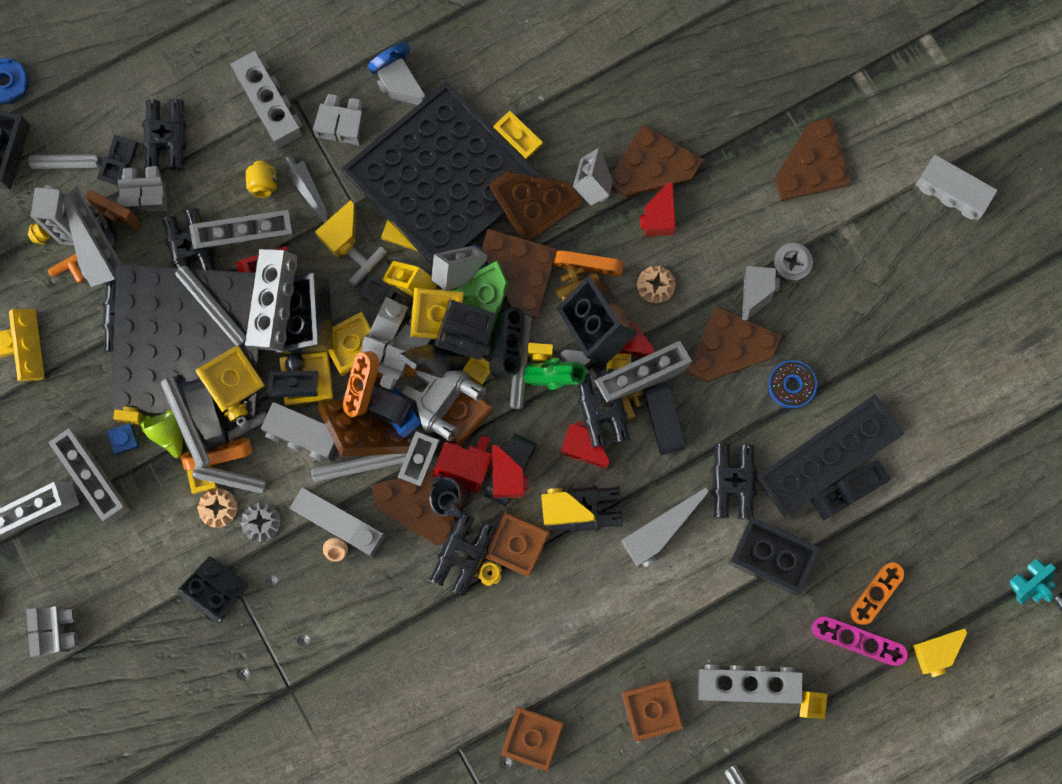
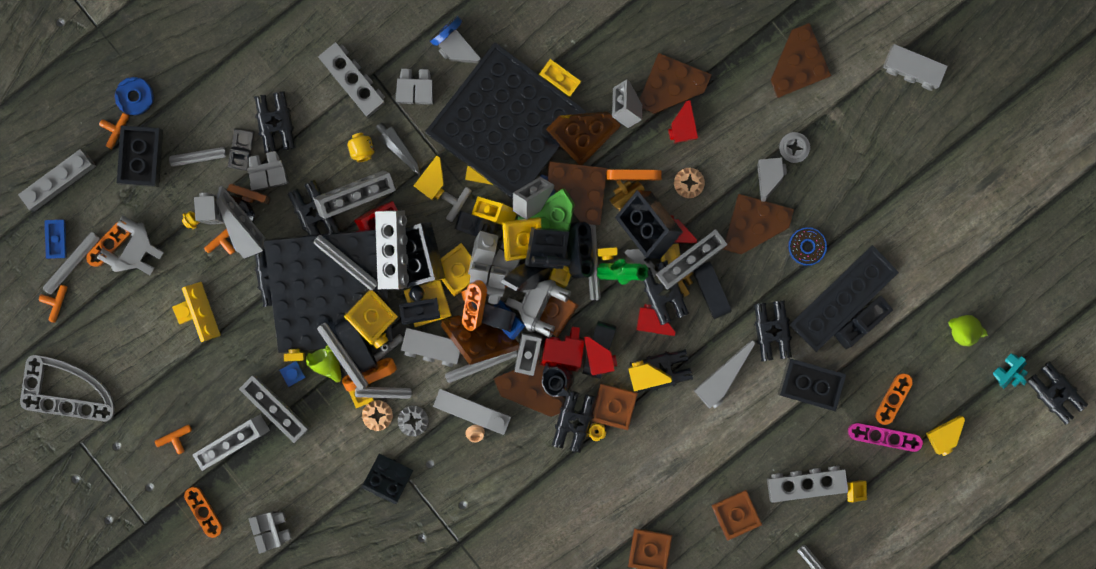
camera: 15 degrees left, 10 degrees up
(982, 520) = (967, 330): none -> lime hat

